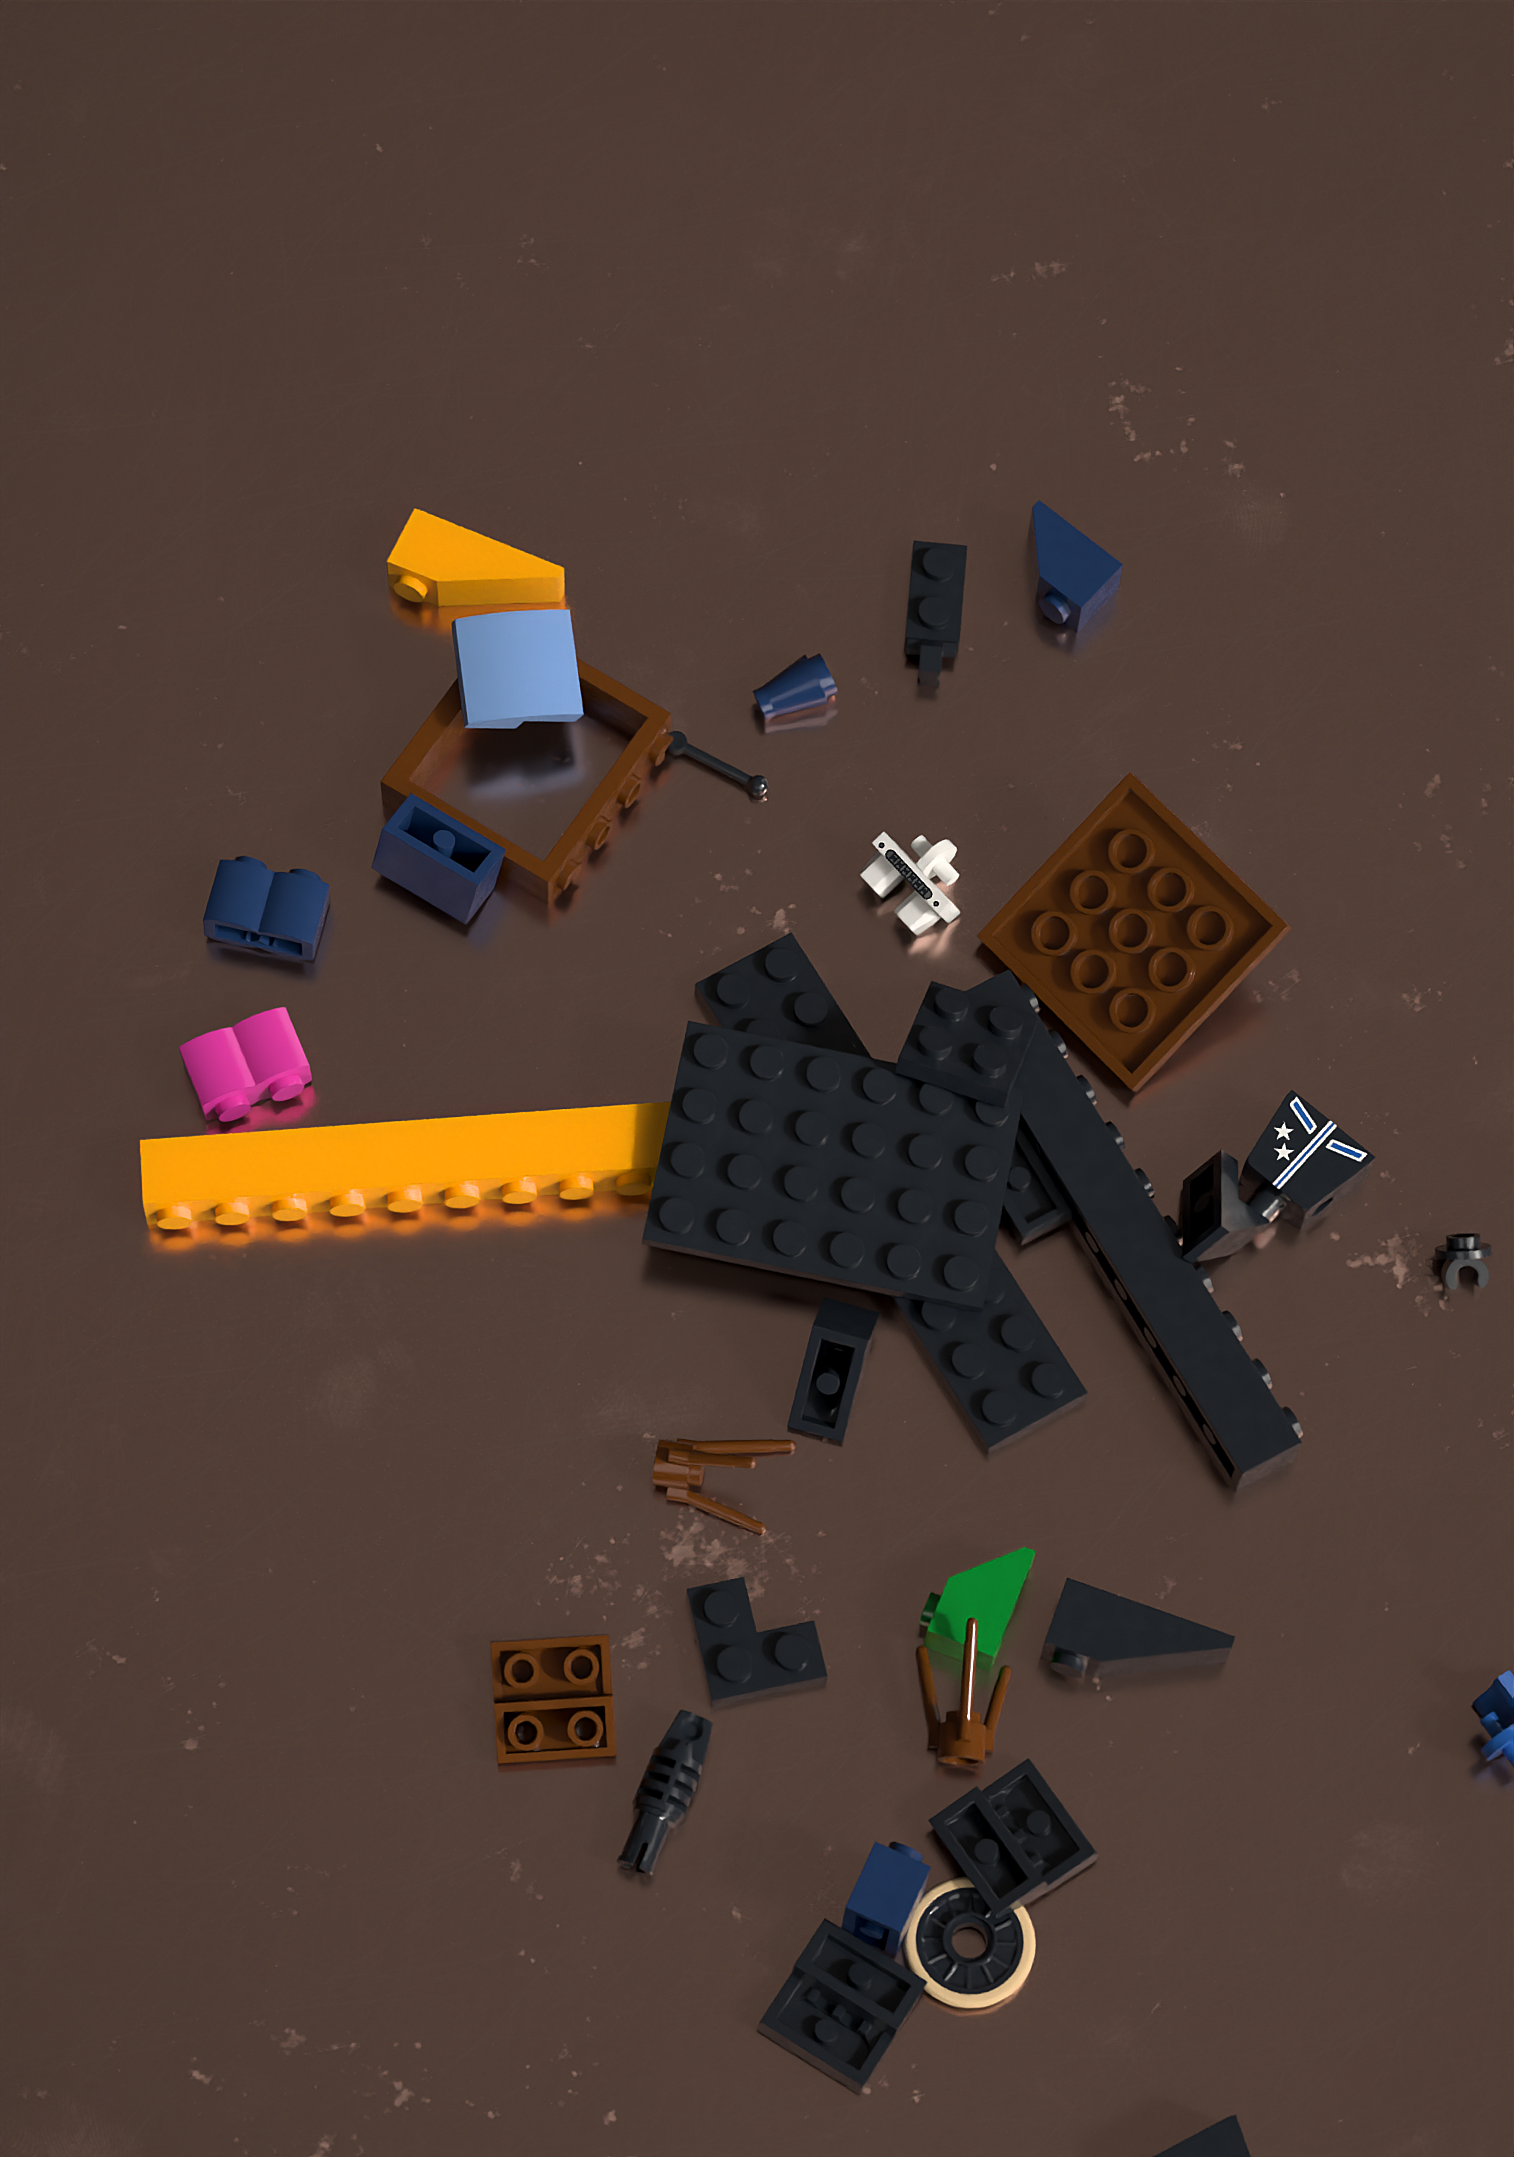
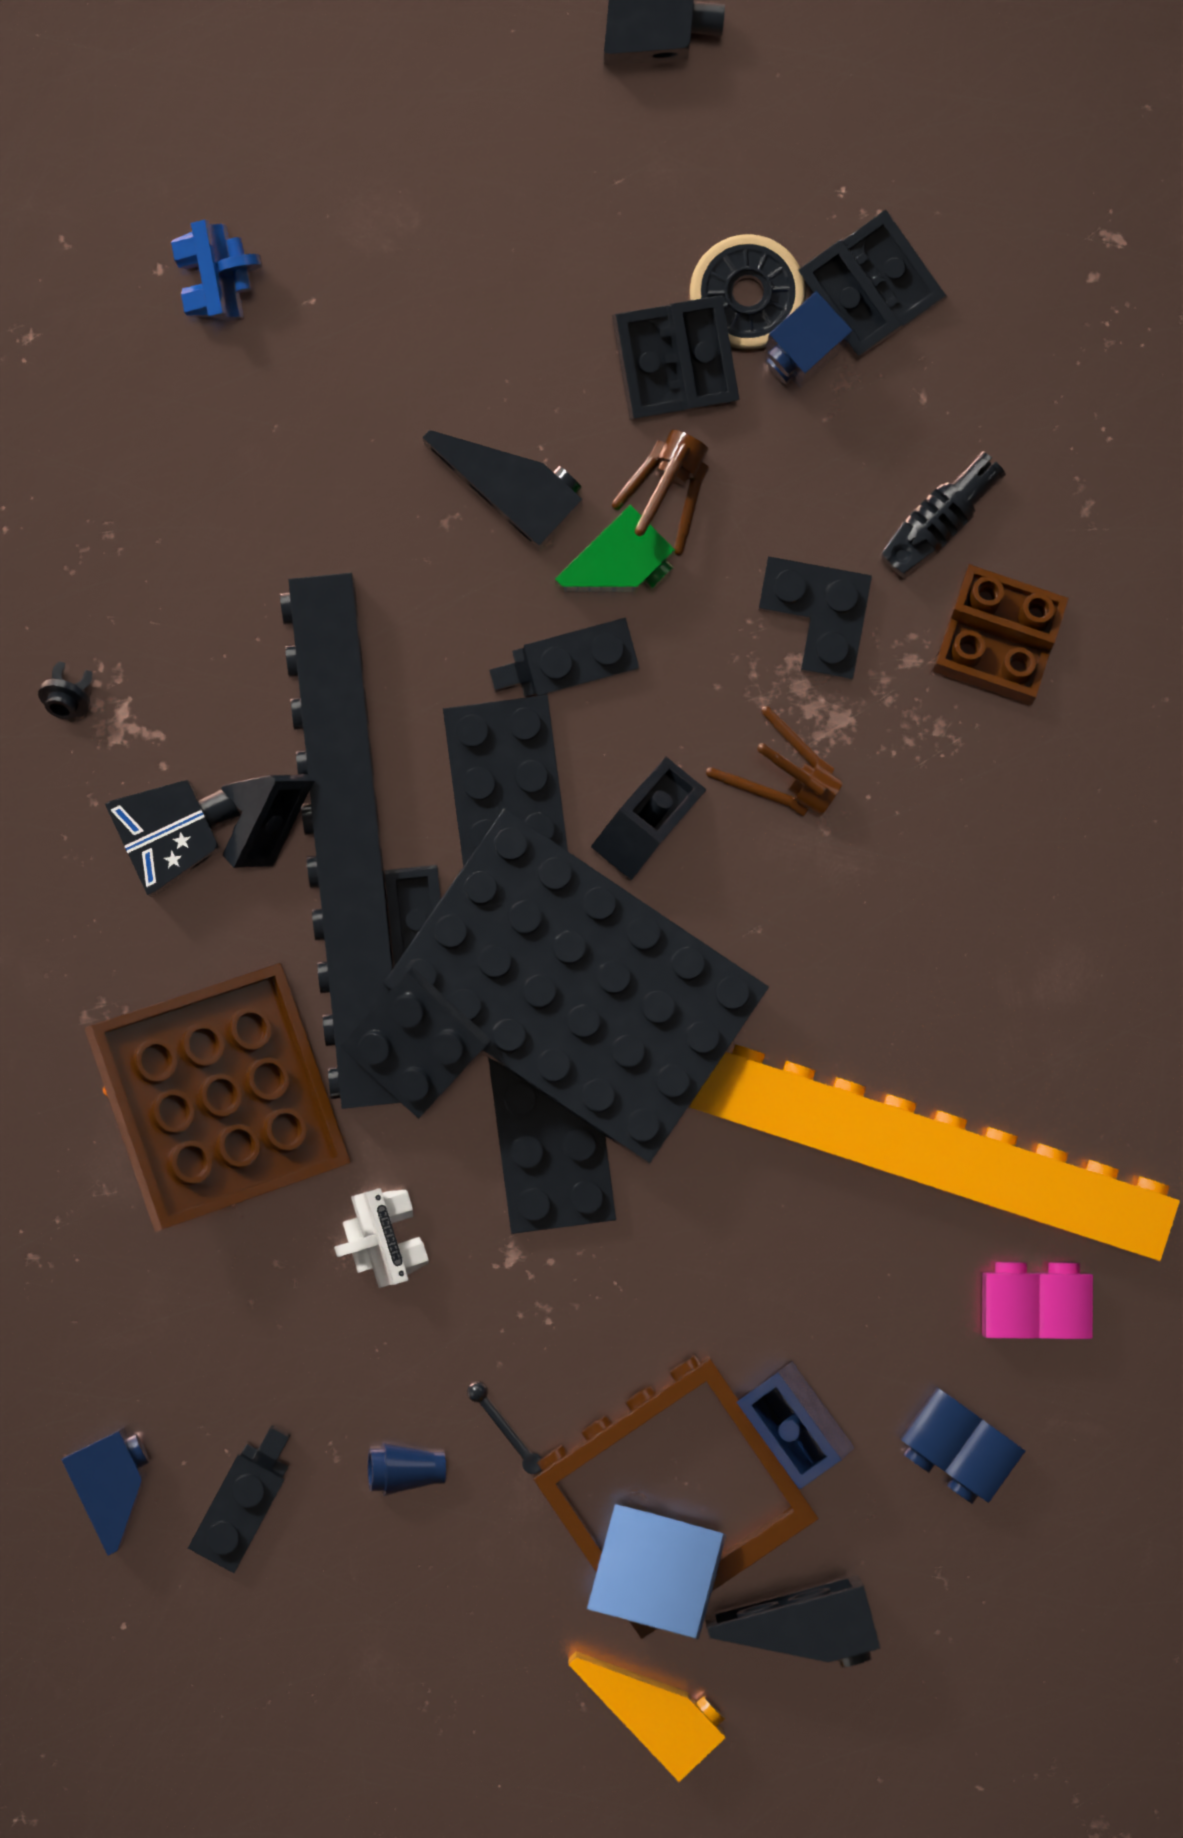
camera: 155 degrees left, 20 degrees up
(357, 683) = (811, 1623): none -> black slope
(983, 1493) = (569, 660): none -> black hinge

